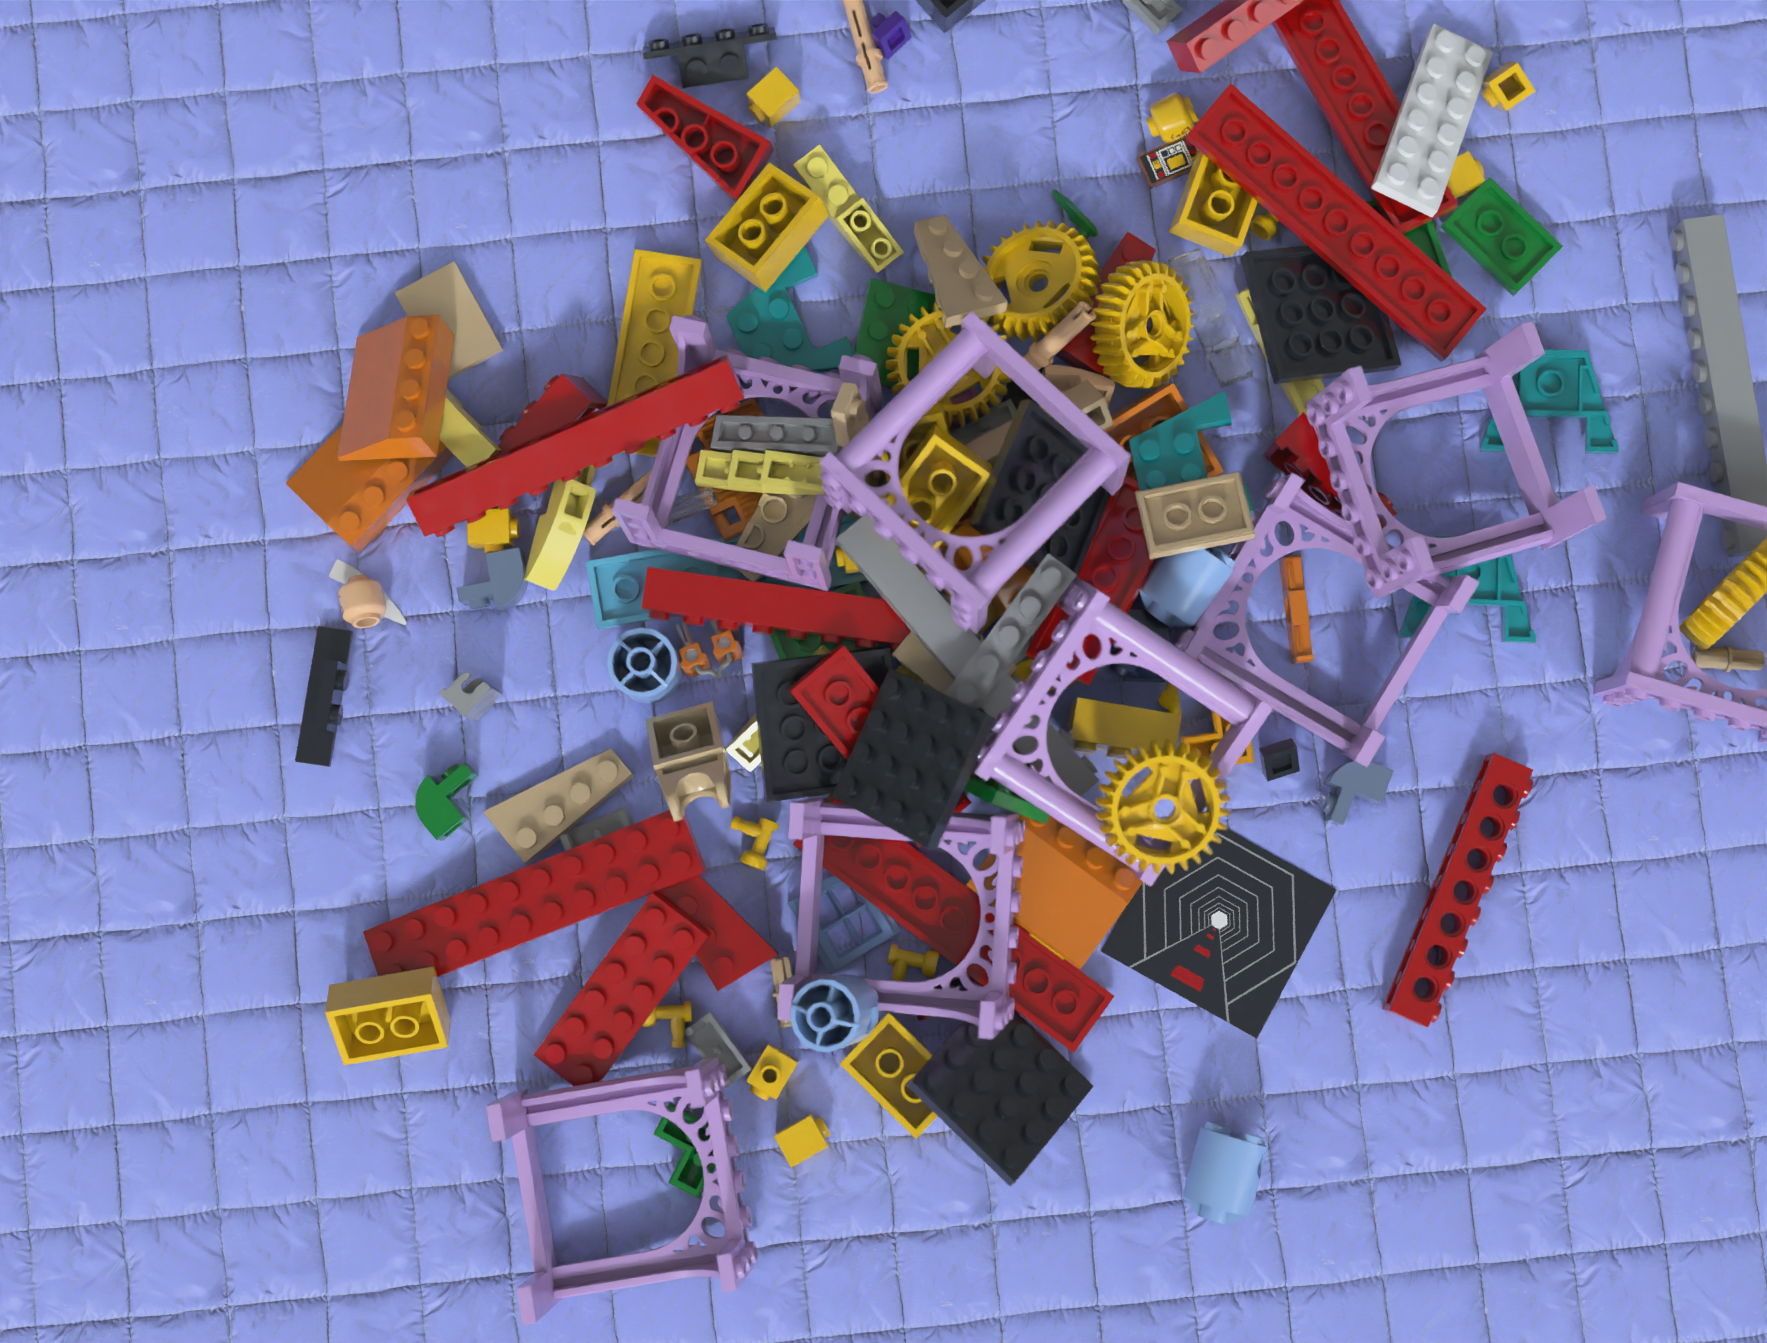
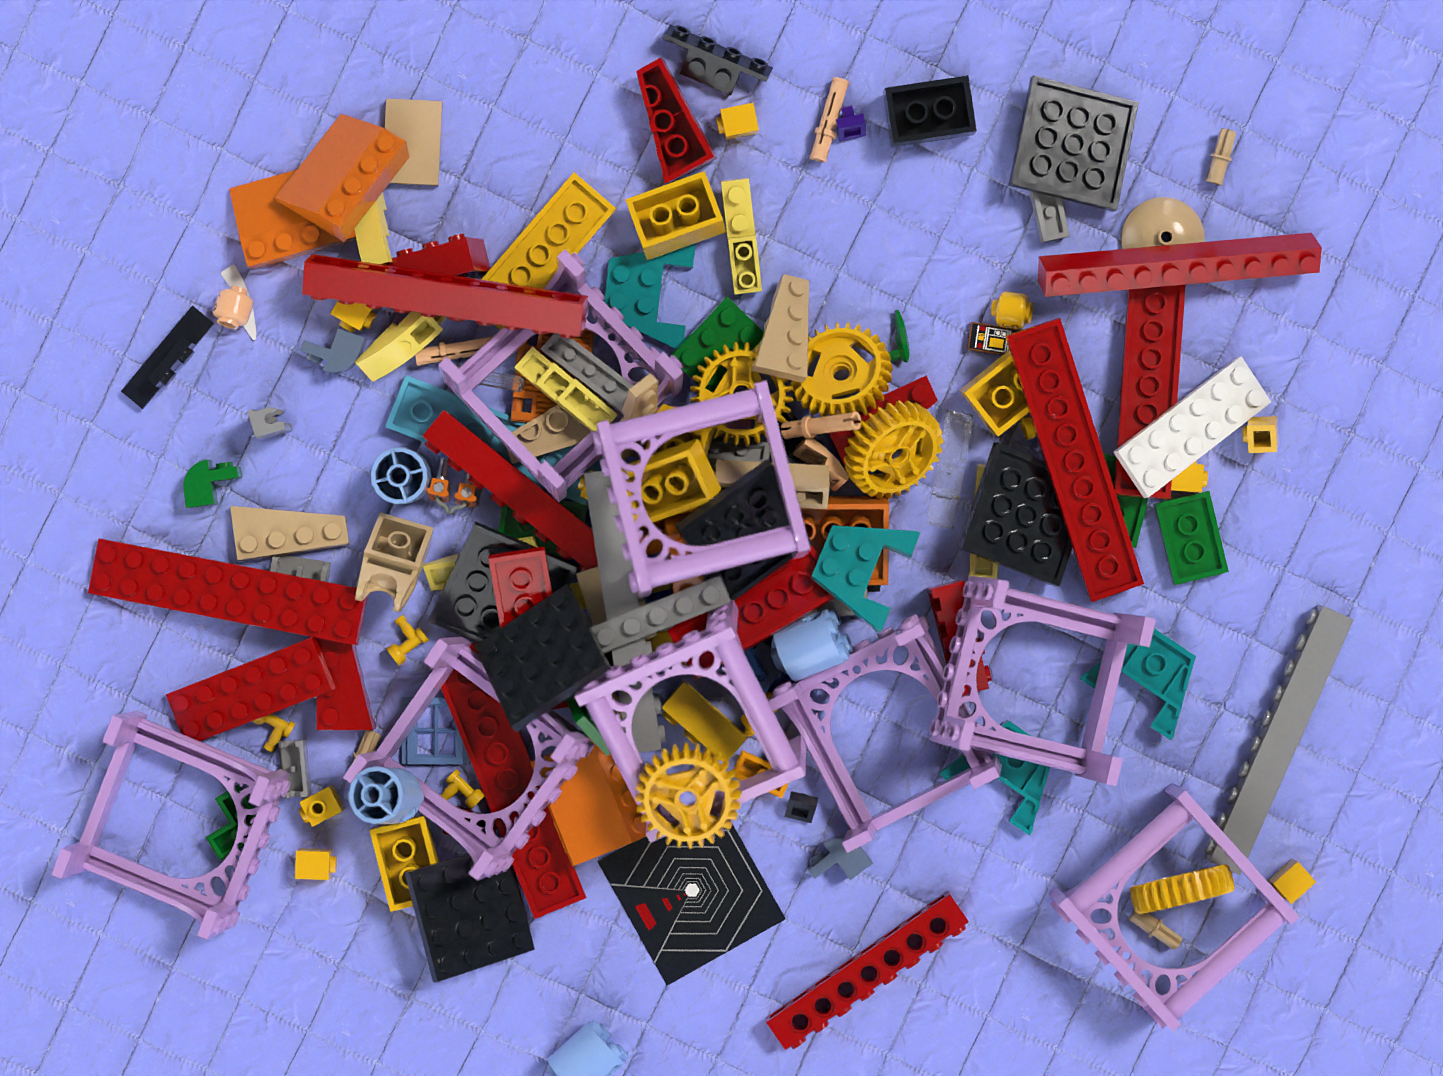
camera: 30 degrees right, 5 degrees up
(388, 1015) = (82, 609): yellow brick -> none
(1195, 515) = (839, 609): tan tile -> none
(1296, 609) = (878, 711): orange piece -> none

